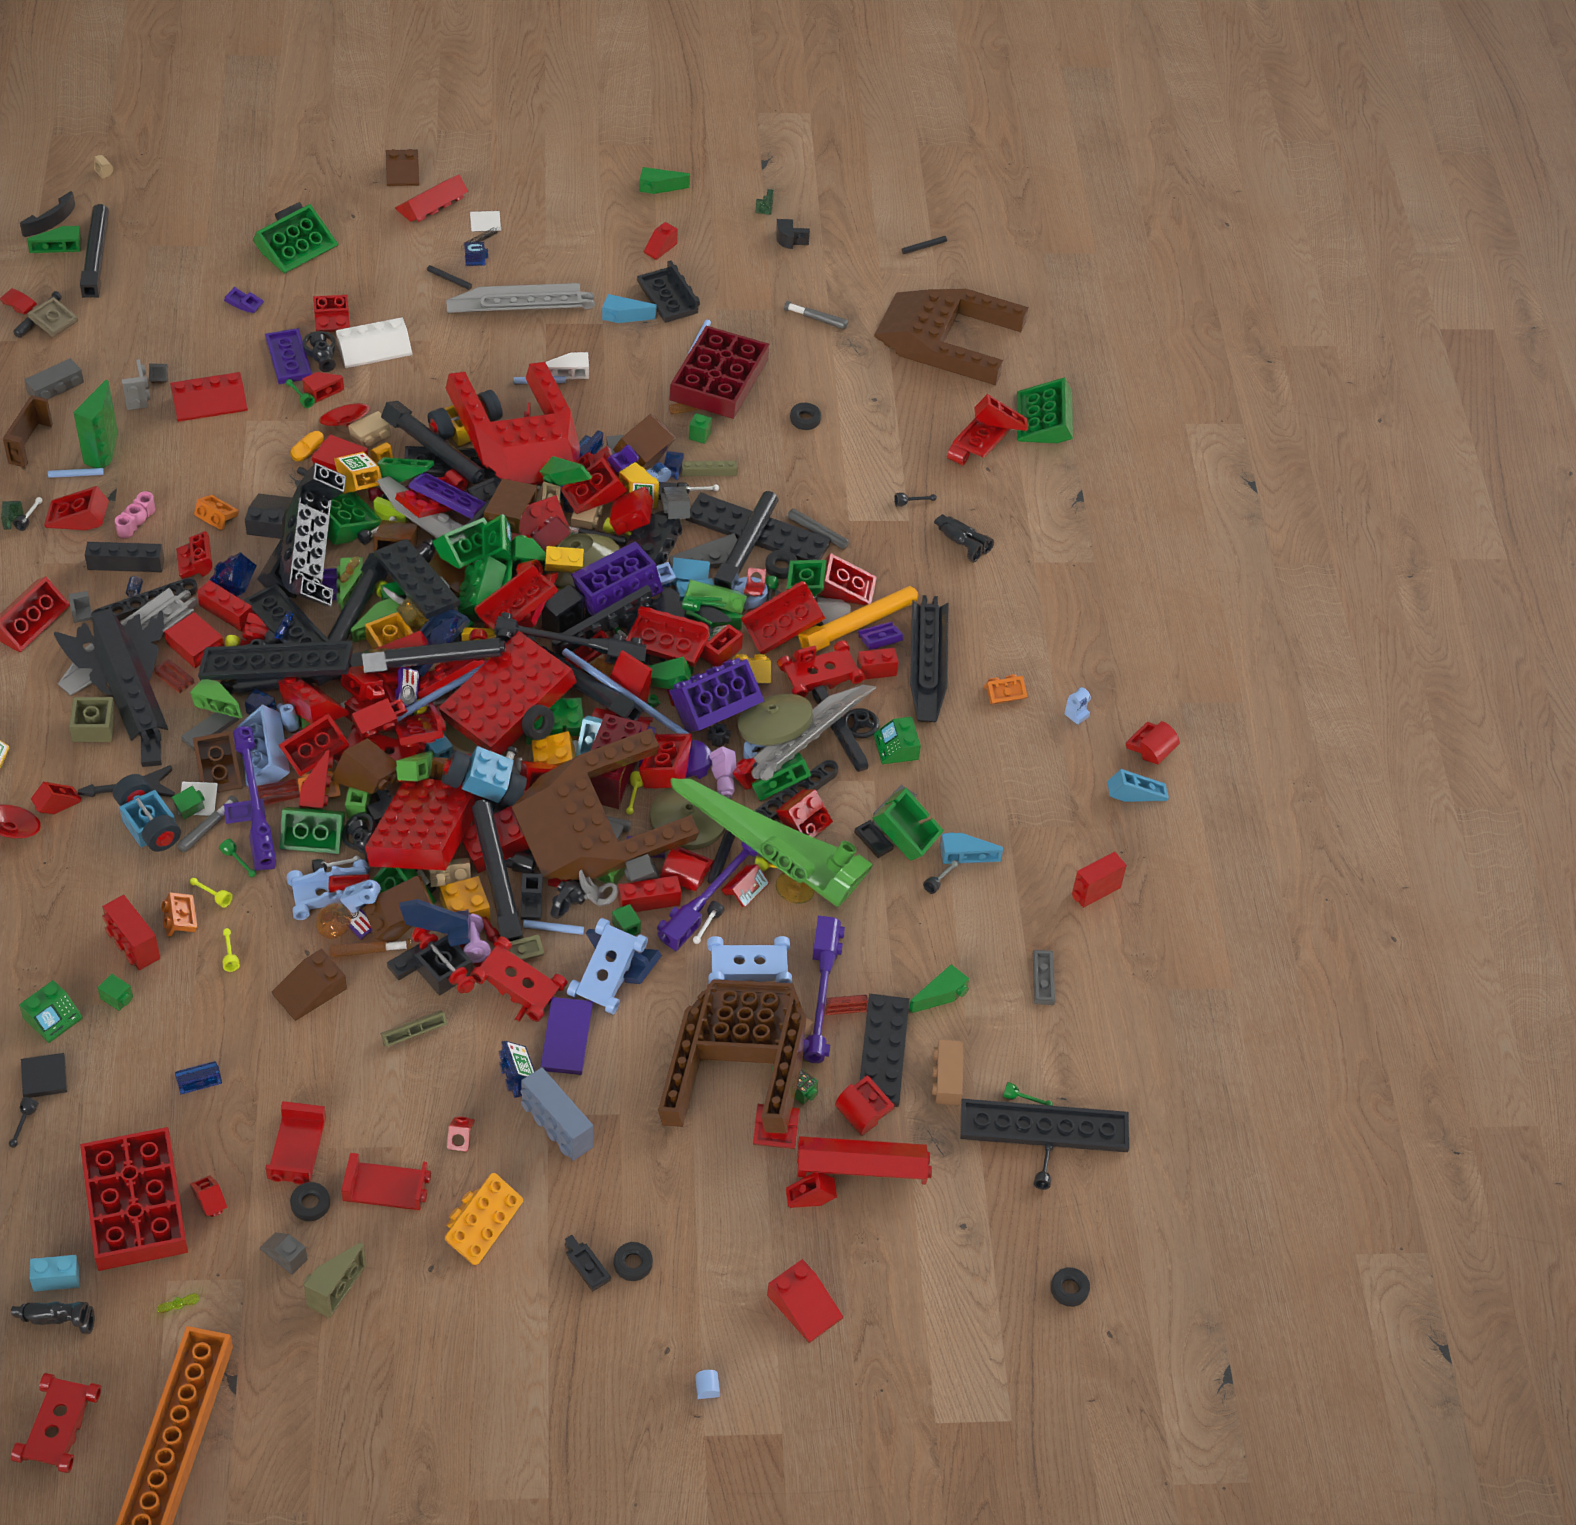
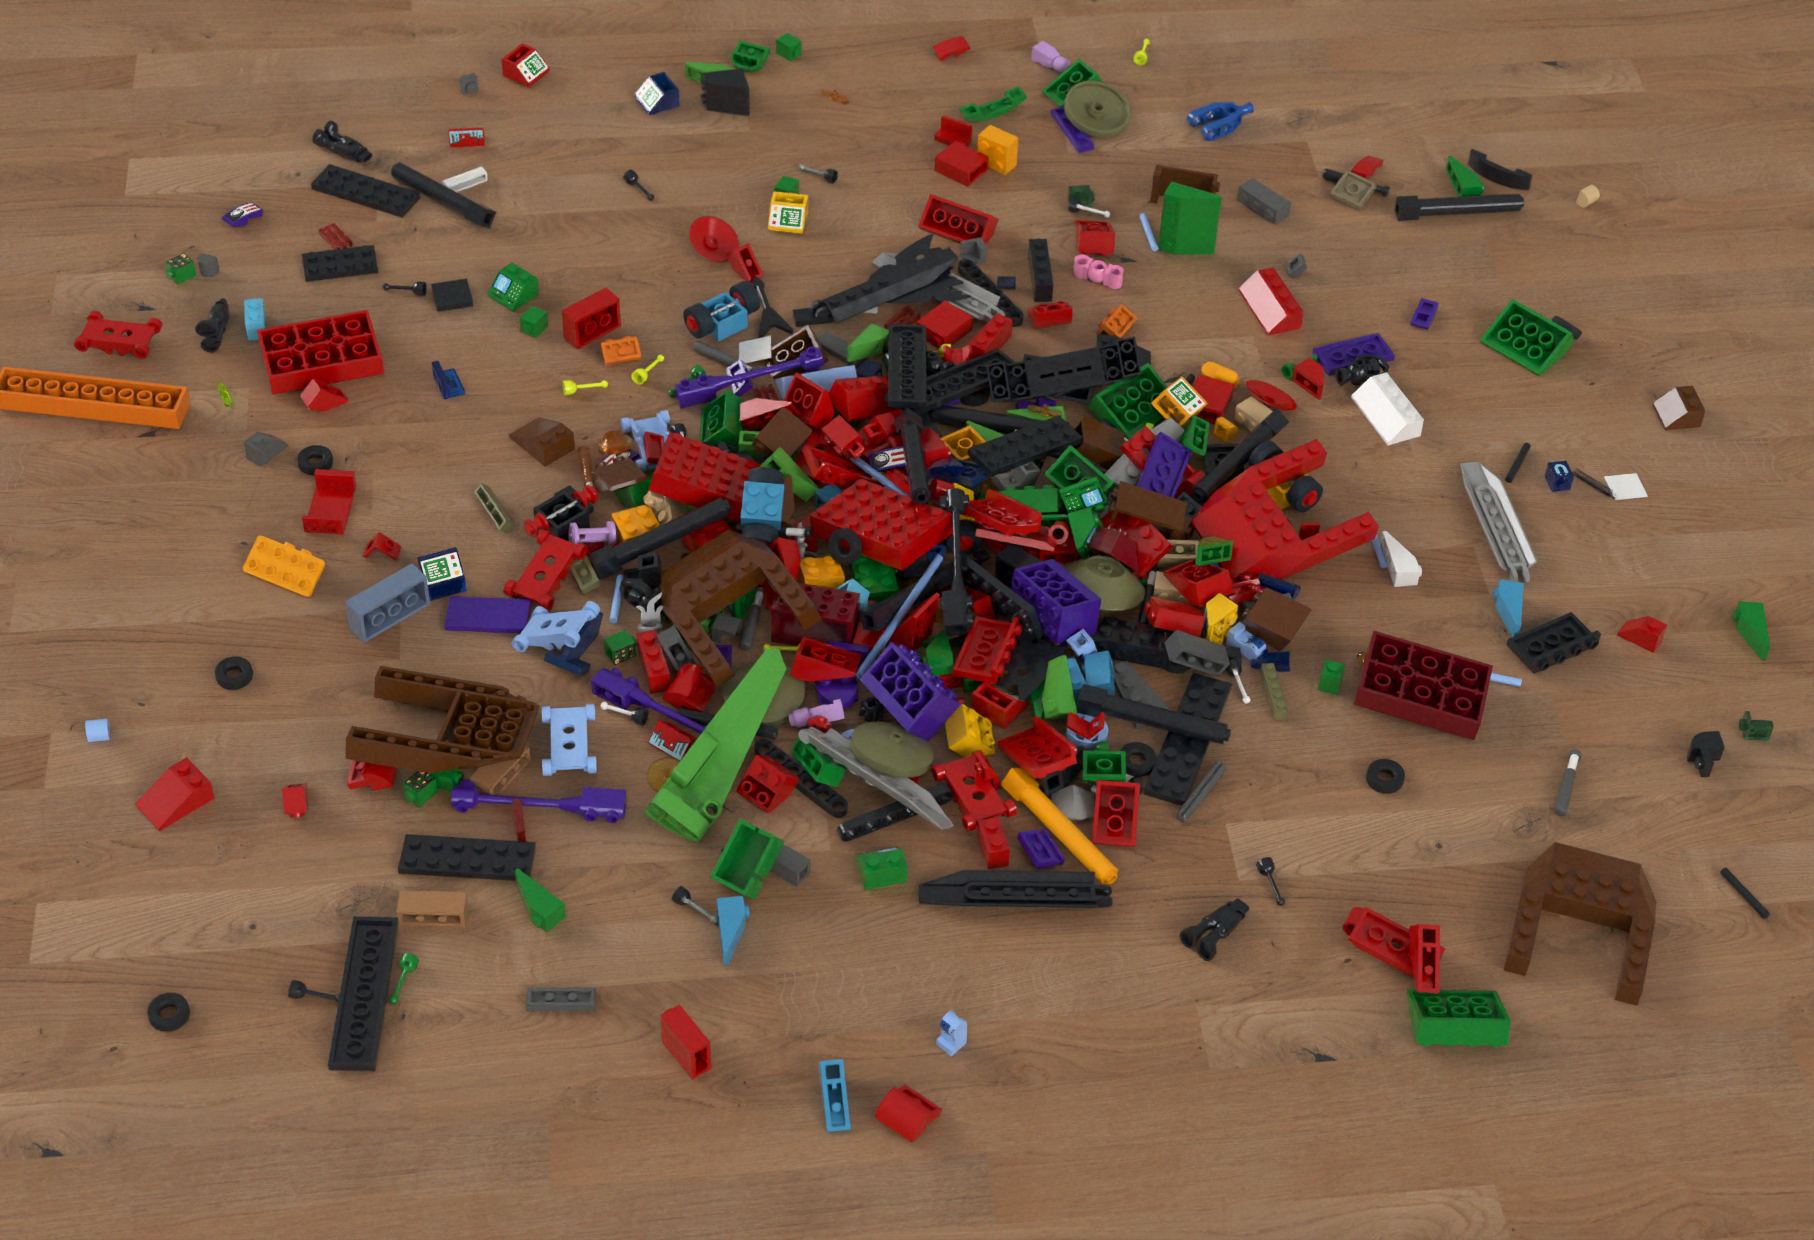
camera: 90 degrees right, 5 degrees down
(92, 719) = (832, 269): olive slope -> none
(134, 389) = (1266, 251): light grey bracket -> none
(189, 802) = (744, 340): green brick -> none
(234, 574) = (1029, 341): clear blue slope -> none
(284, 625) = (963, 371): clear blue pin -> none
(297, 1143) = (372, 448): red panel -> none
(331, 312) = (1420, 374): red brick -> none
(334, 1279) = (224, 473): olive slope -> none
(359, 894) = (630, 447): light blue leg -> none
(432, 199) = (1636, 435): red slope -> none
(435, 918) = (592, 512): dark blue piece -> none
(564, 559) = (1071, 551): yellow brick -> none
(586, 1263) = (233, 638): black hinge -> none
(623, 458) = (1238, 593): dark purple bracket -> none
(693, 604) = (1034, 664): green plant -> none
(861, 719) = (909, 829): black piece -> none
(863, 1105) = (390, 833): red brick -> none
(863, 1158) = (321, 830): red panel -> none
(1006, 689) = (973, 966): orange bracket -> none

